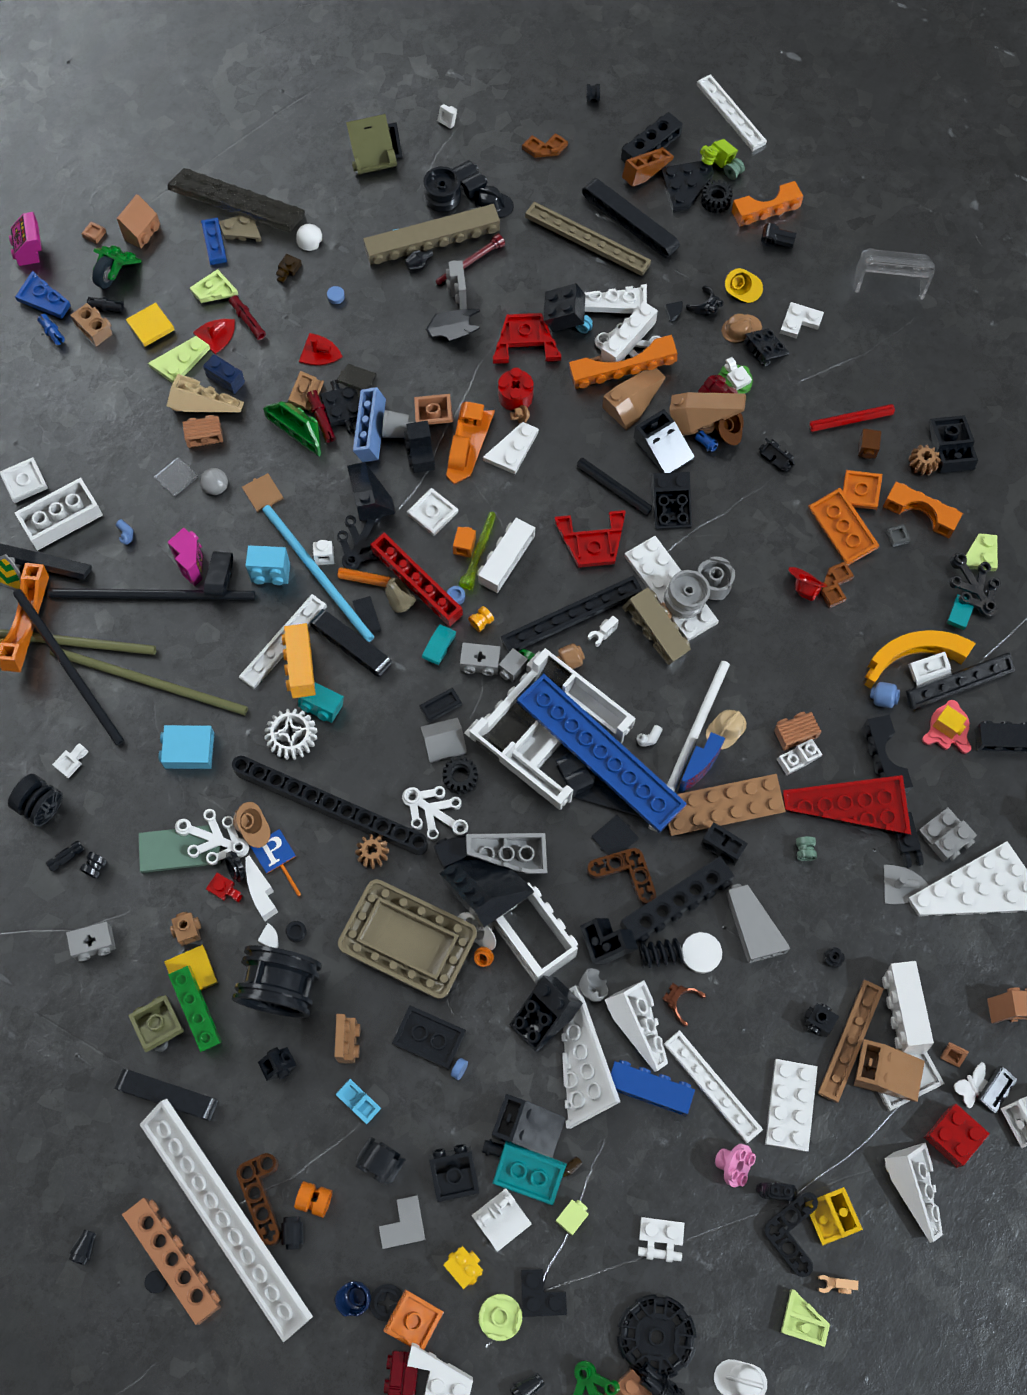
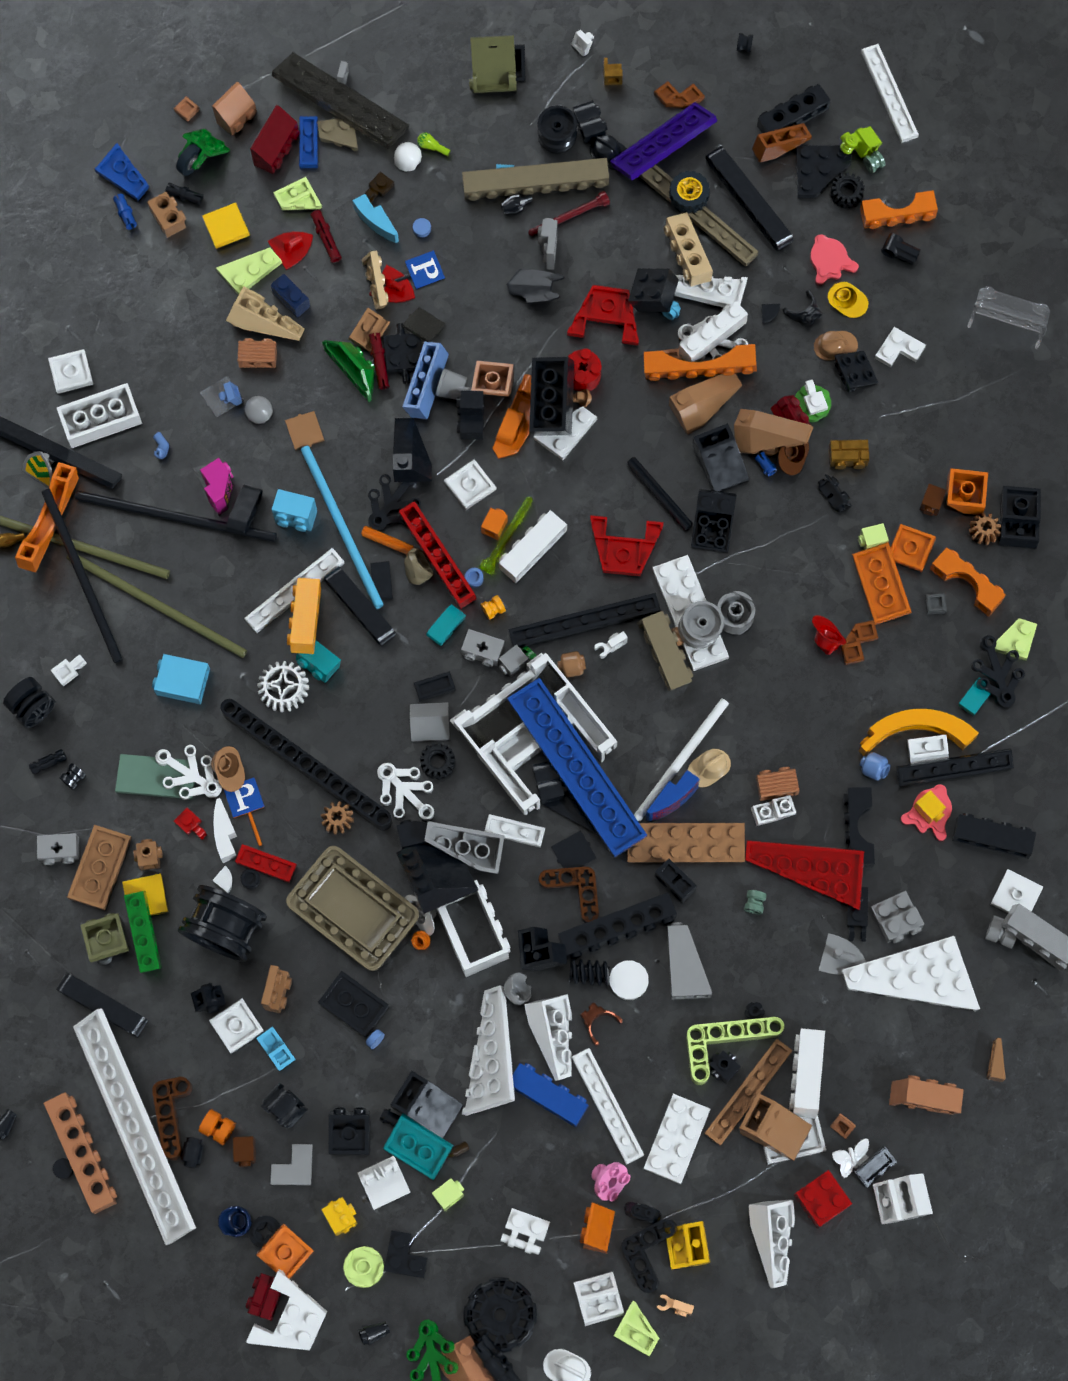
camera: 15 degrees right, 5 degrees up
(25, 239) = (115, 107): dark pink piece -> none
(137, 952) = (99, 867): none -> medium nougat plate
(181, 242) = (274, 140): none -> dark red slope
(184, 471) = (230, 394): none -> medium blue tile
(234, 175) = (343, 72): none -> light grey tile
(234, 866) = (204, 805): black gear -> none
(290, 293) = (375, 218): none -> medium azure slope
(296, 330) = (374, 275): none -> tan wing
(309, 912) = (266, 863): none -> red plate
(312, 1086) = (236, 1026): none -> white plate
(321, 549) = (353, 505): white brick -> none
(325, 221) = (427, 141): none -> lime piece
(344, 331) = (423, 270): none -> blue piece
(347, 1218) = (244, 1151): none -> reddish brown brick
(480, 138) = (612, 73): none -> pearl gold panel
(493, 414) = (551, 396): none -> black brick
(541, 182) = (663, 141): none -> dark purple plate
(545, 1012) = (466, 1004): black slope -> none
(554, 827) = (515, 830): none -> white tile
(575, 211) = (685, 183): none -> black wheel
(587, 268) = (682, 225): none -> tan brick
(650, 739) = (631, 762): white arm -> none
(716, 256) = (829, 258): none -> coral tile
(736, 1219) = (599, 1227): none -> orange slope
(755, 1295) = (599, 1298): none -> white slope
(781, 417) = (849, 453): none -> pearl gold brick
(813, 988) = (726, 1036): none -> yellowish green beam
(824, 485) = (873, 536): none -> yellowish green brick
(853, 417) = (921, 467): red axle -> none
(900, 428) = (967, 491): none -> orange slope

